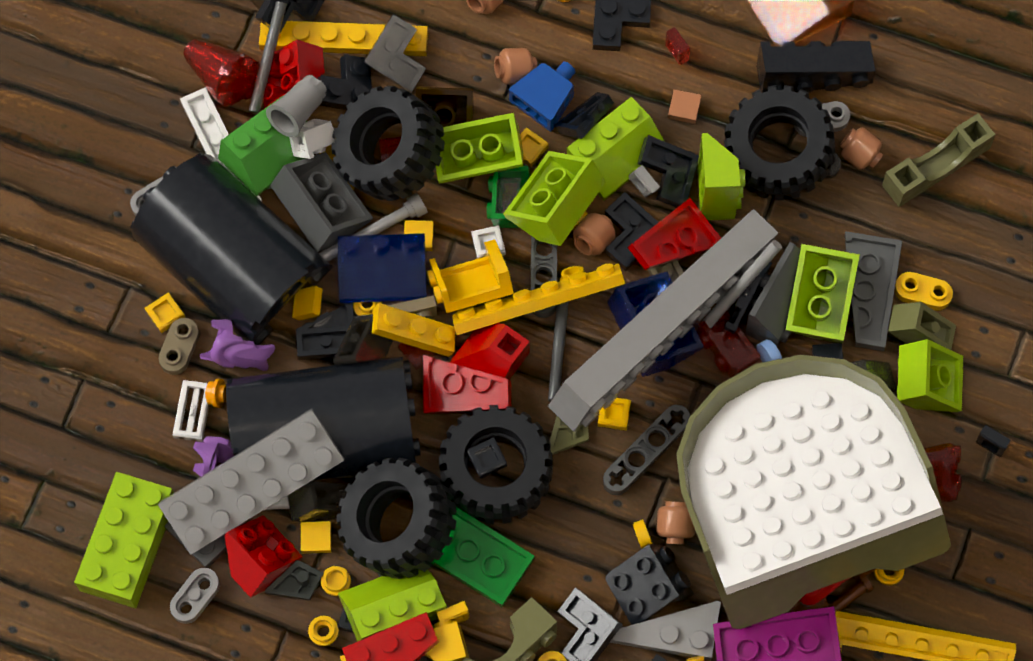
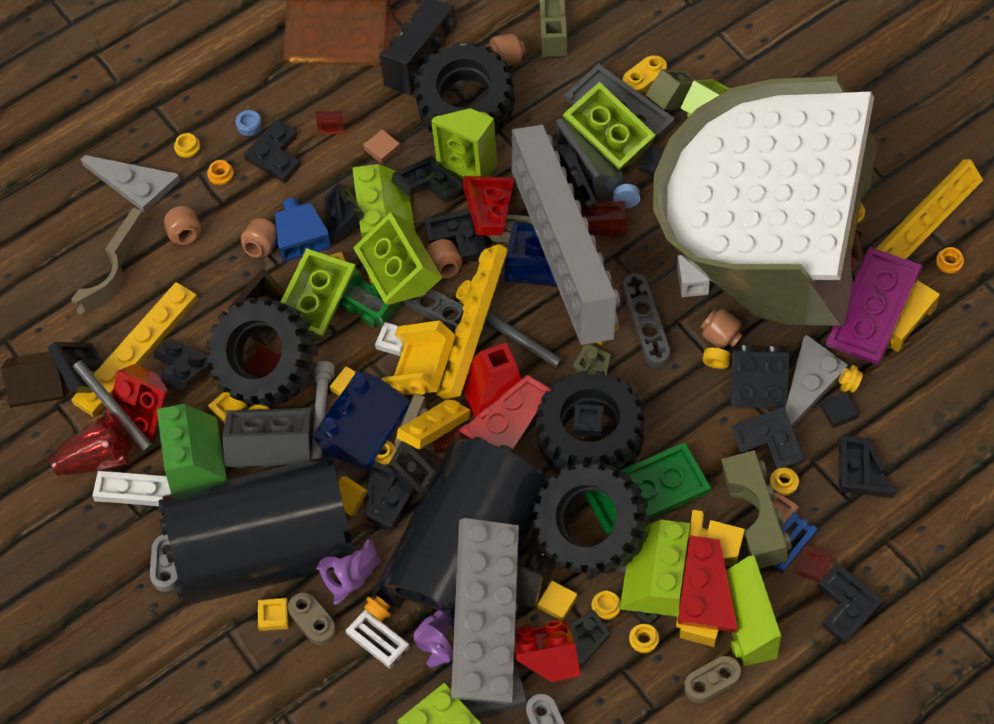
camera: 55 degrees left, 10 degrees down
(296, 106) = (180, 398): light grey plant -> none
(312, 138) = (210, 410): white brick -> none
(388, 57) = (180, 318): black plate -> none
(643, 181) = (425, 201): light grey tile -> none
(743, 282) = (567, 153): light grey bar -> none

